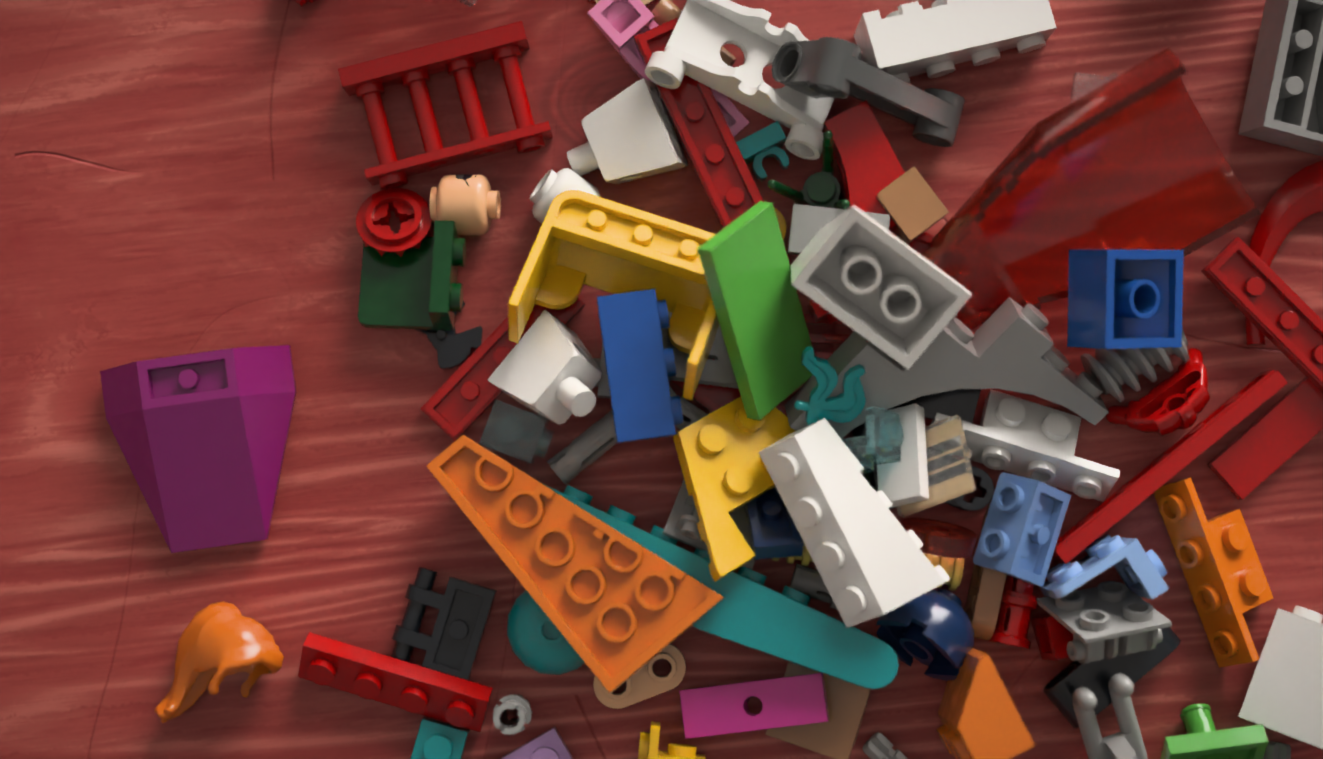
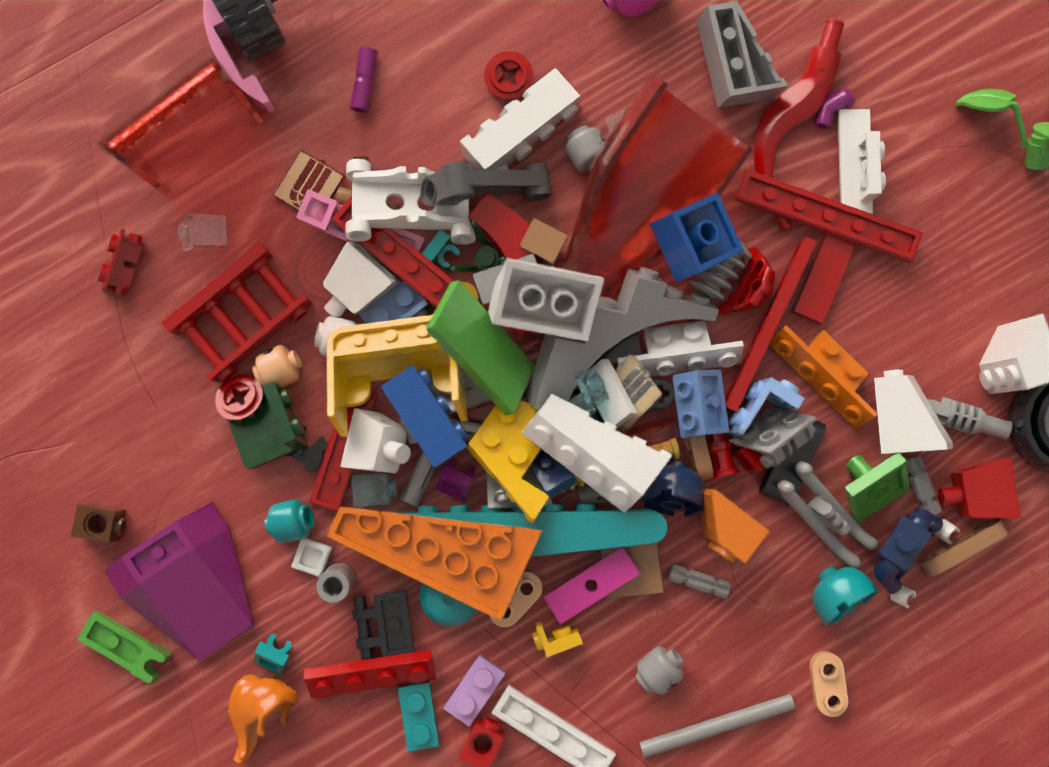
camera: 25 degrees left, 0 degrees up
(78, 483) = (123, 646): none -> bright green plate
(105, 295) = (86, 523): none -> reddish brown brick
(270, 594) = (272, 658): none -> teal tile
(383, 421) = (289, 521): none -> teal head
(388, 485) = (311, 557): none -> white tile
(407, 535) = (335, 582): none -> light grey piece
(500, 714) = (456, 657): light grey pin -> none
(632, 474) = (454, 481): none -> magenta tile
(668, 194) = (396, 304): none -> medium blue bracket
(837, 408) = (558, 383): teal piece -> none
(1028, 101) = (583, 146): none -> light grey head

